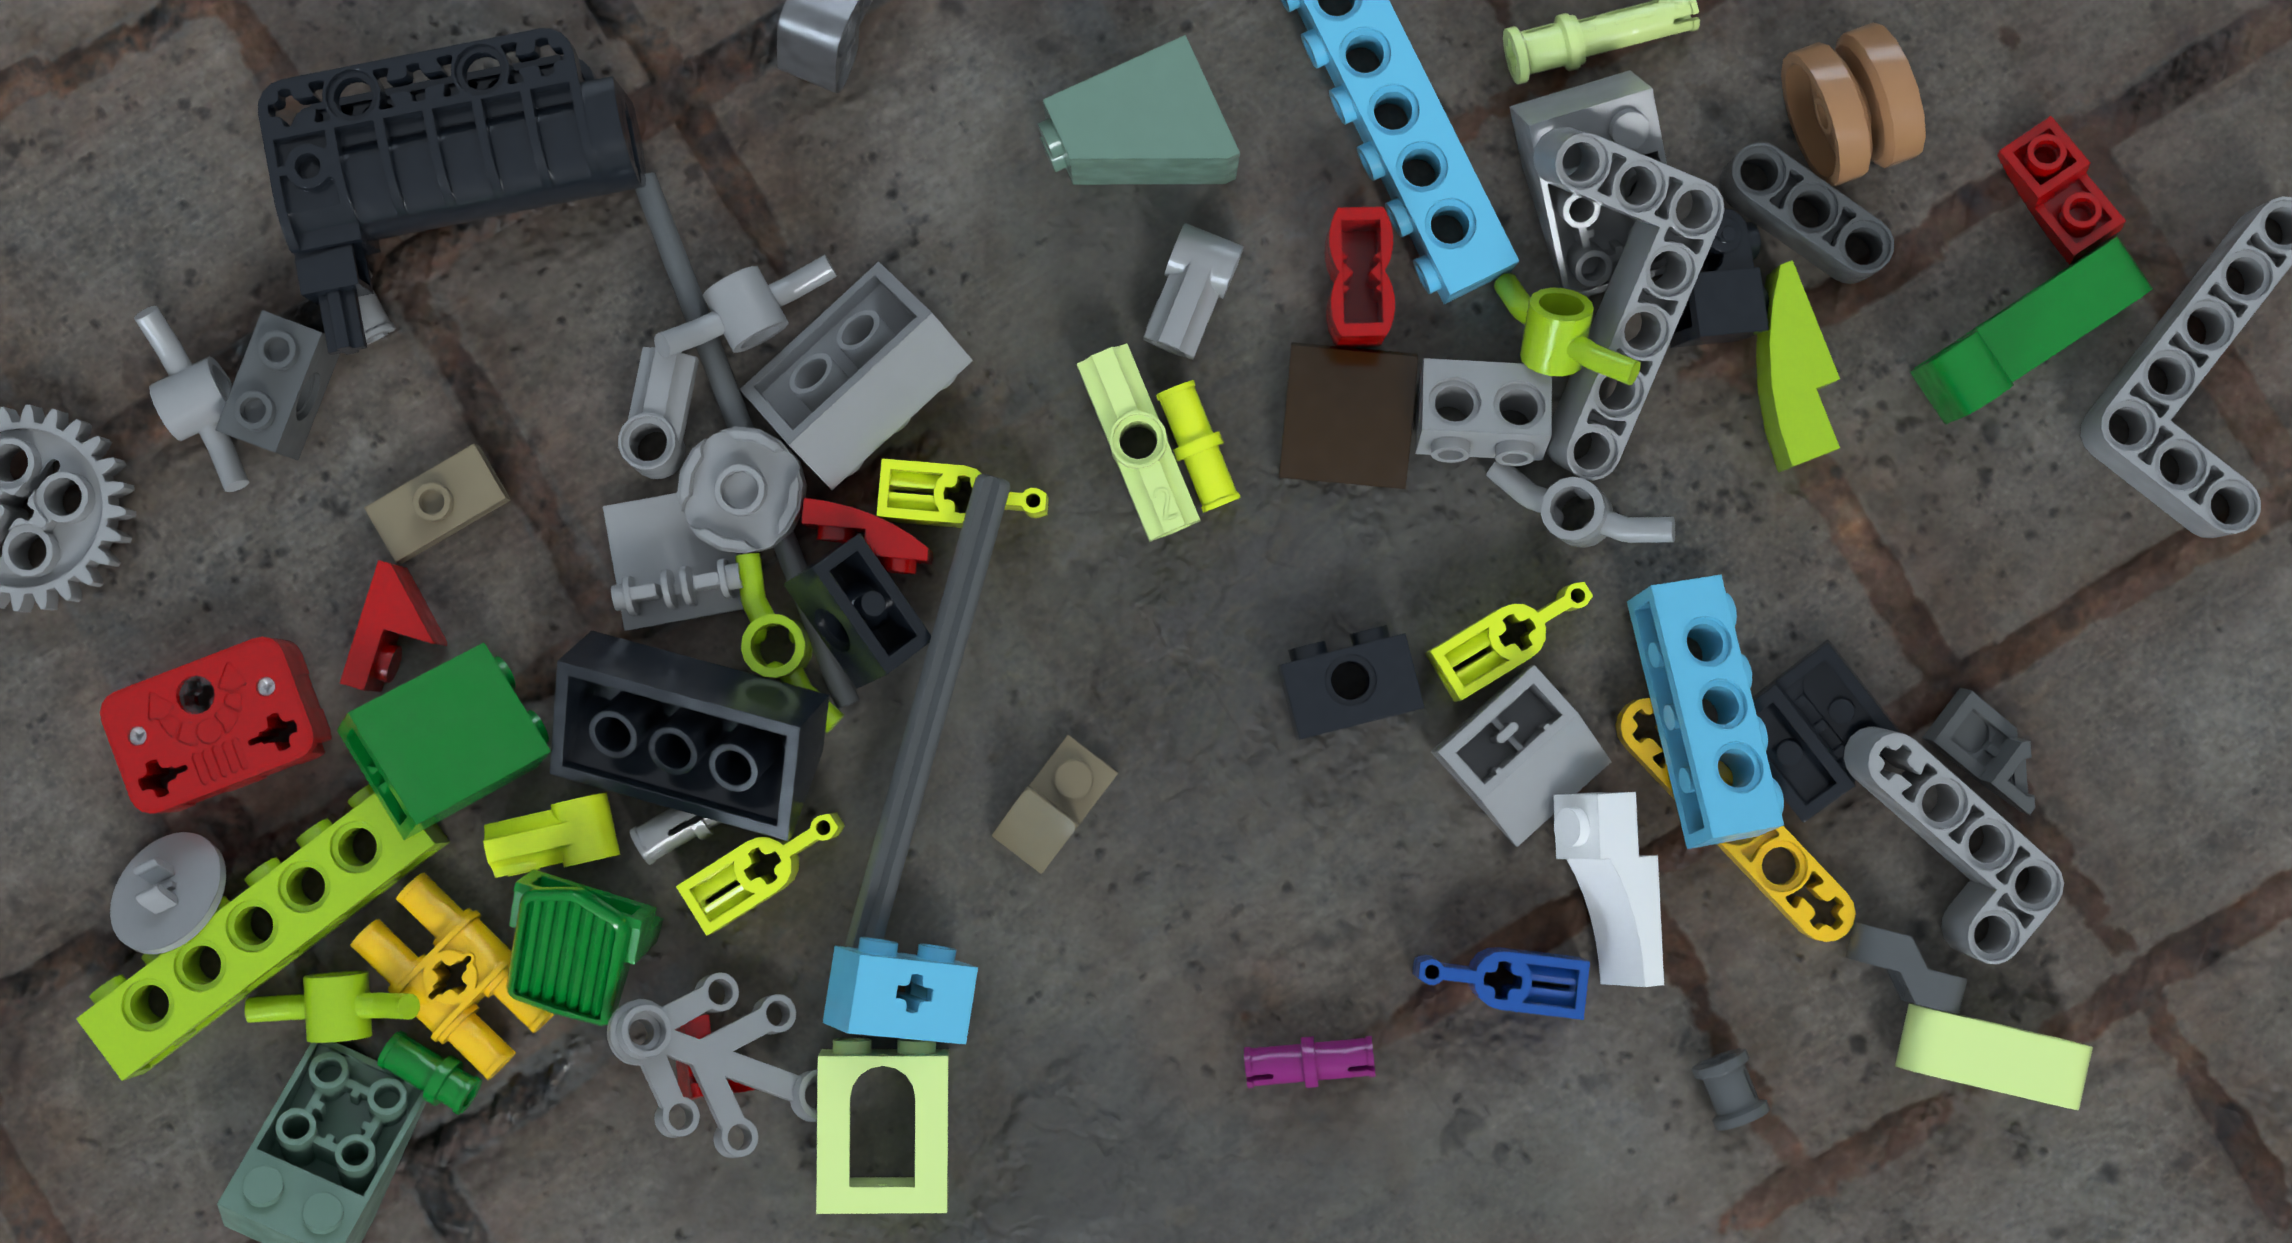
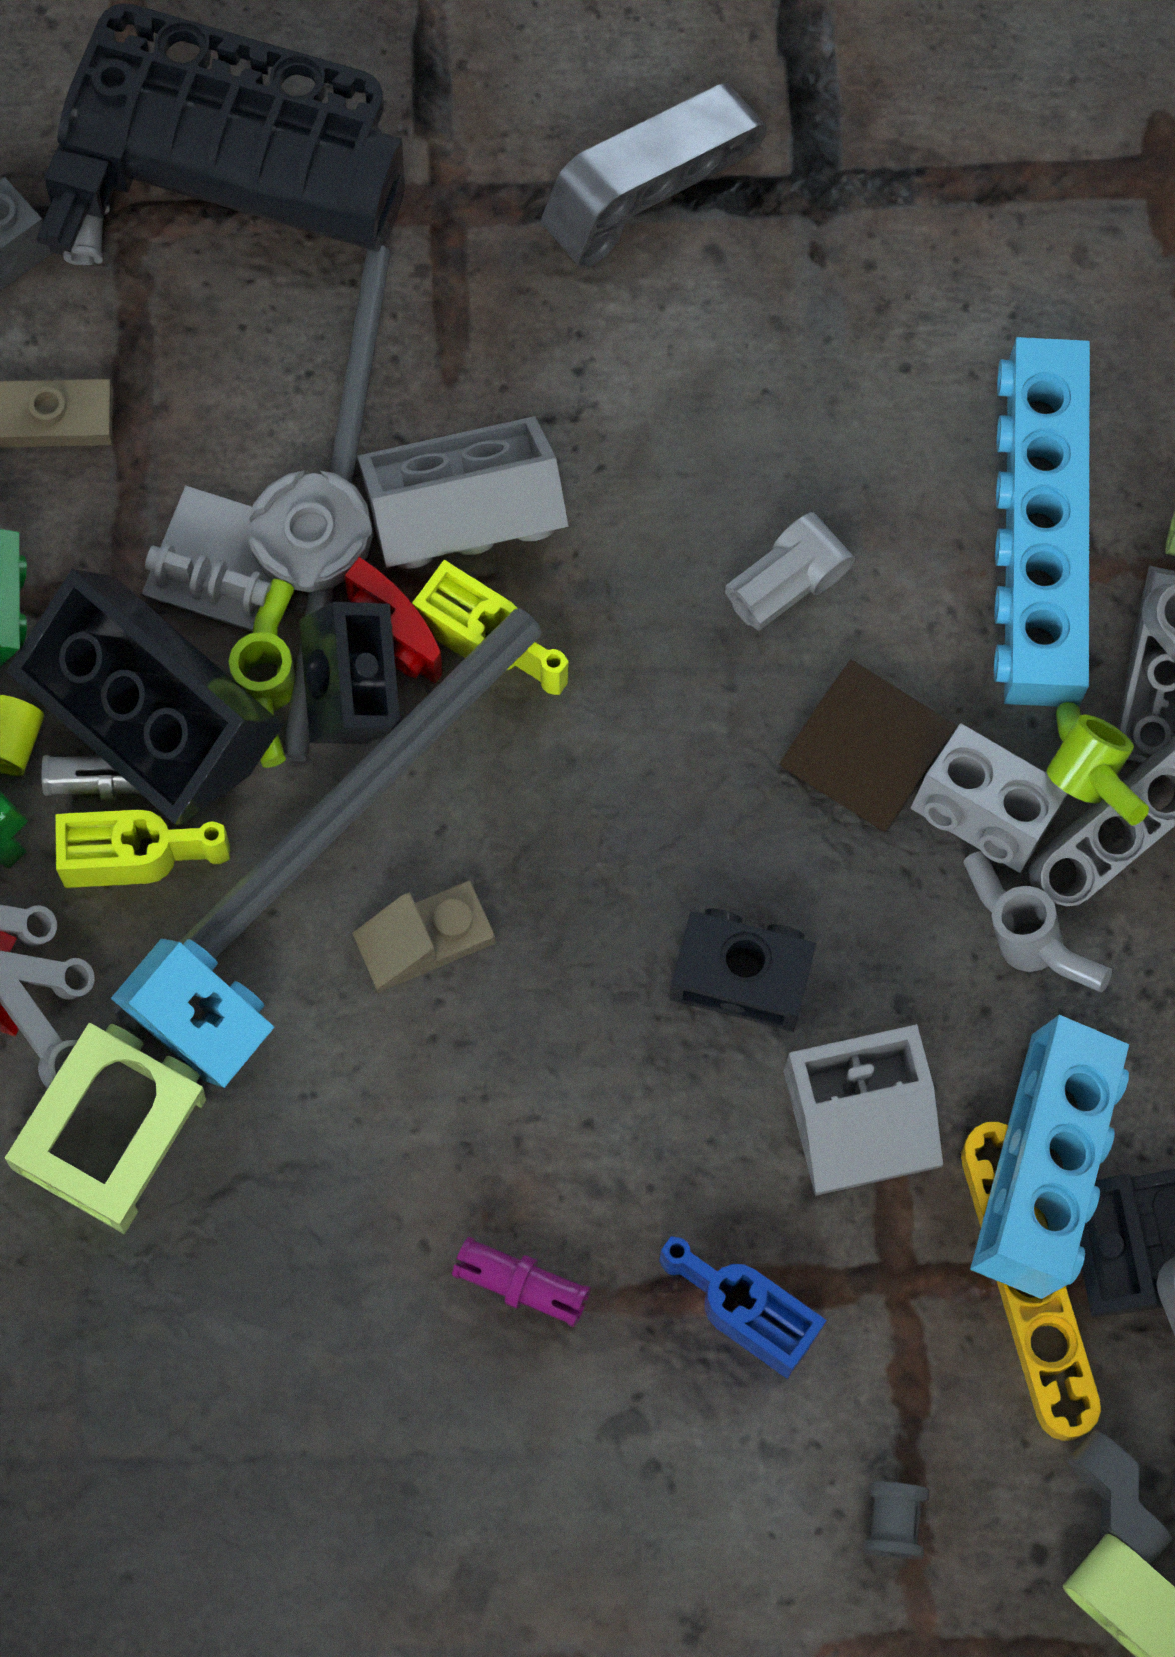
camera: 25 degrees right, 15 degrees down
(659, 405) = (279, 430): light grey piece -> none
(745, 308) = (401, 389): light grey piece -> none
(1123, 404) = (668, 703): yellowish green piece -> none
(1141, 124) = (818, 410): sand green slope -> none
(1198, 446) = (722, 702): neon yellow pin -> none
(1356, 258) = (940, 630): red brick -> none
(1486, 634) = (872, 1001): neon yellow piece -> none
(1619, 885) = (891, 1271): white slope -> none

